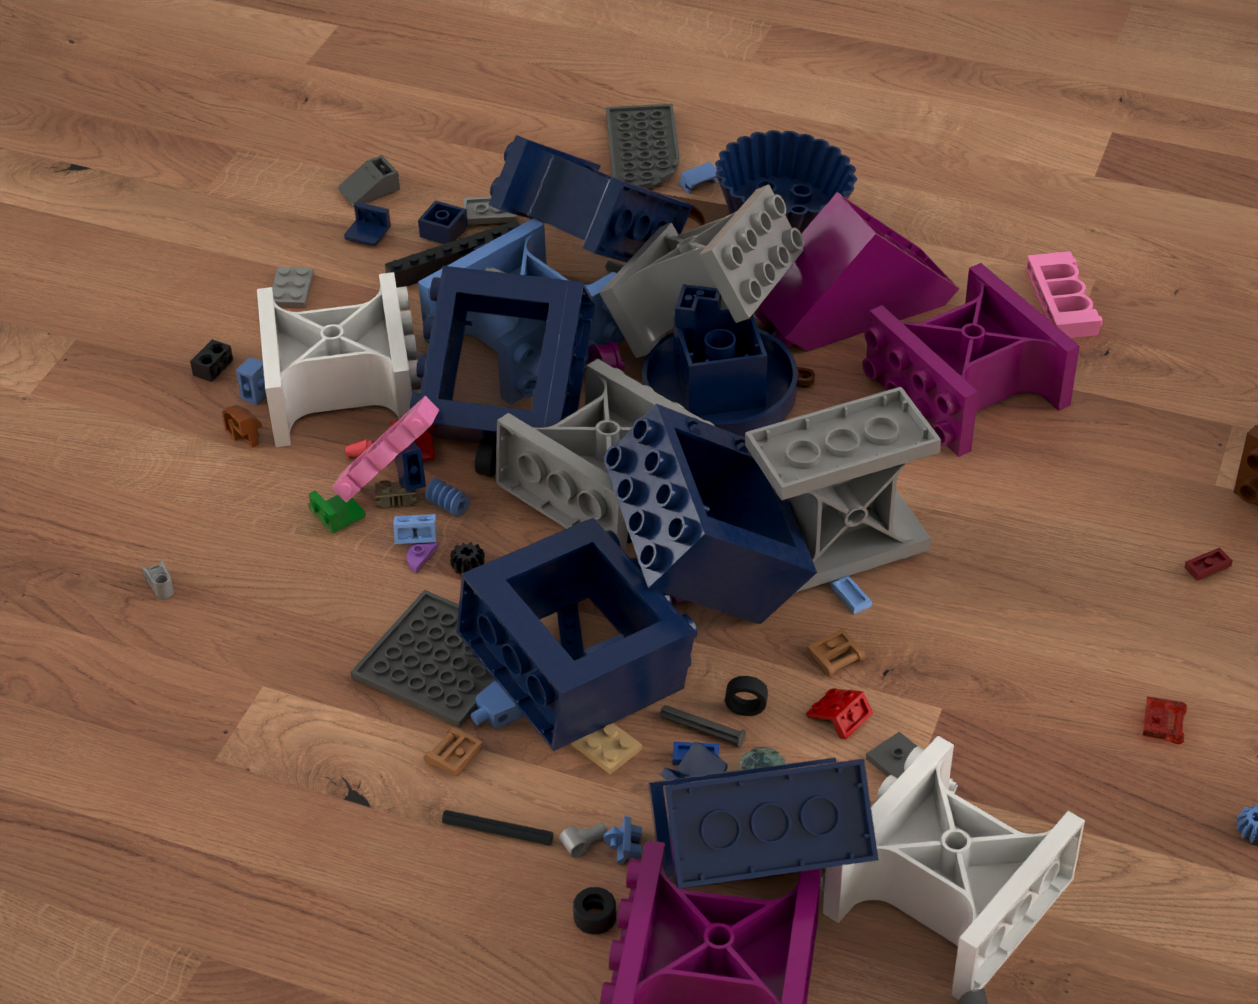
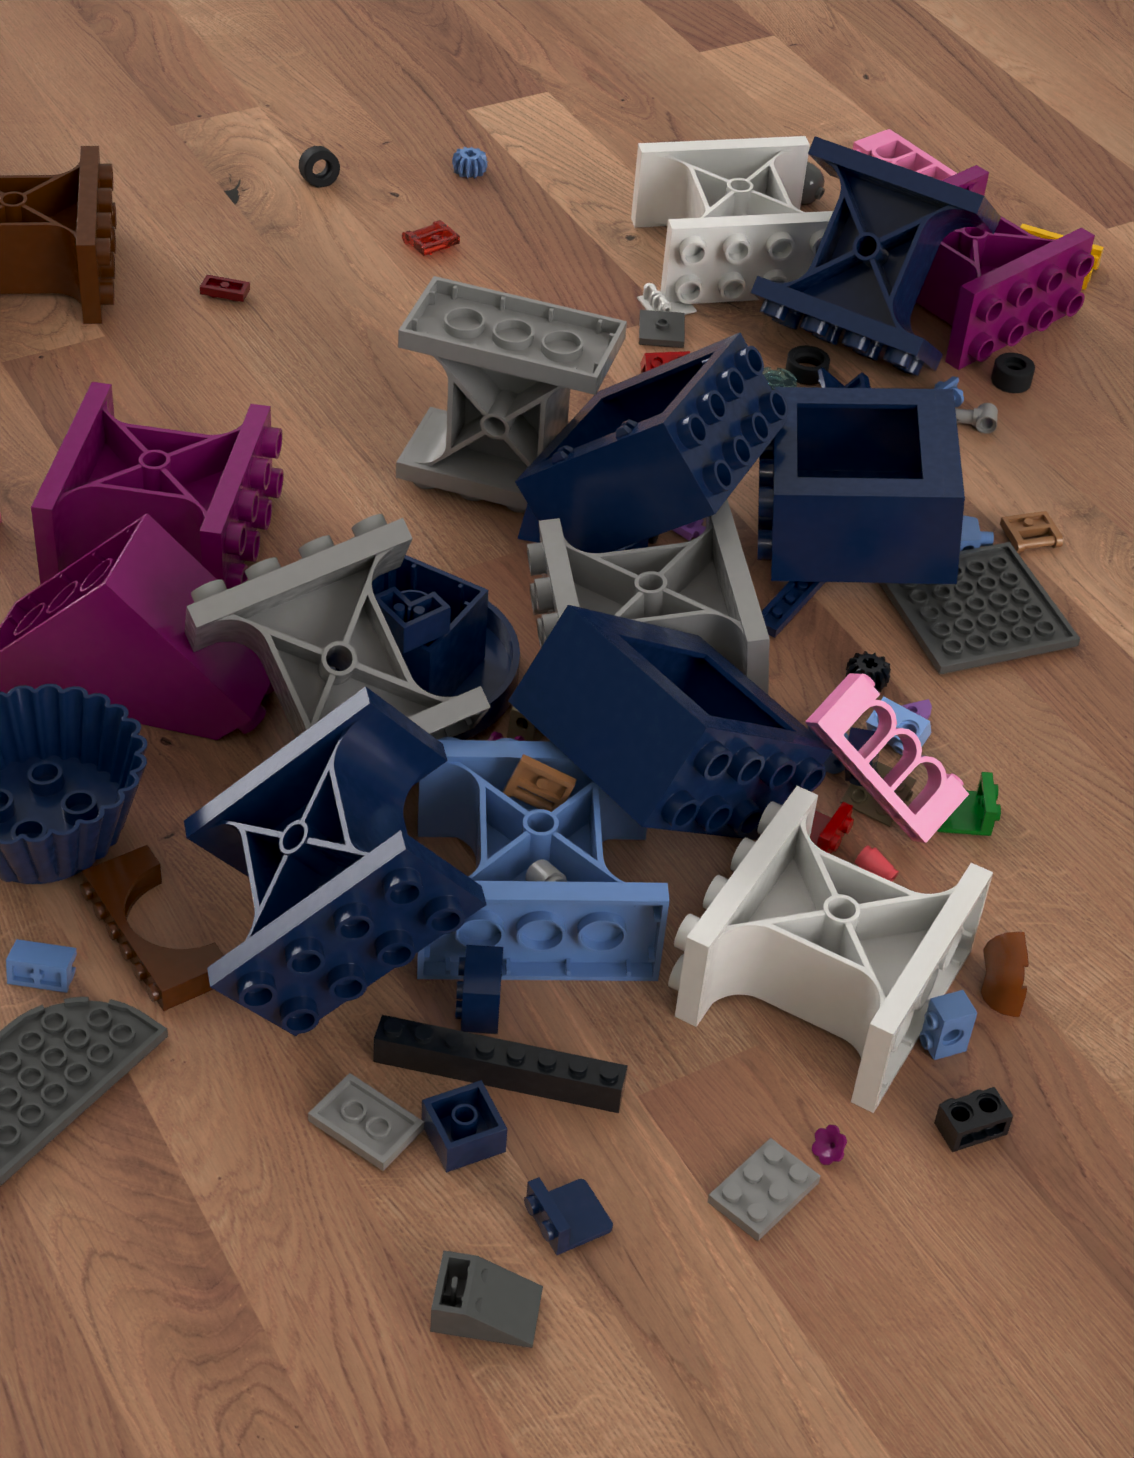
camera: 145 degrees left, 0 degrees up
(497, 827) = (1040, 465): black axle -> none

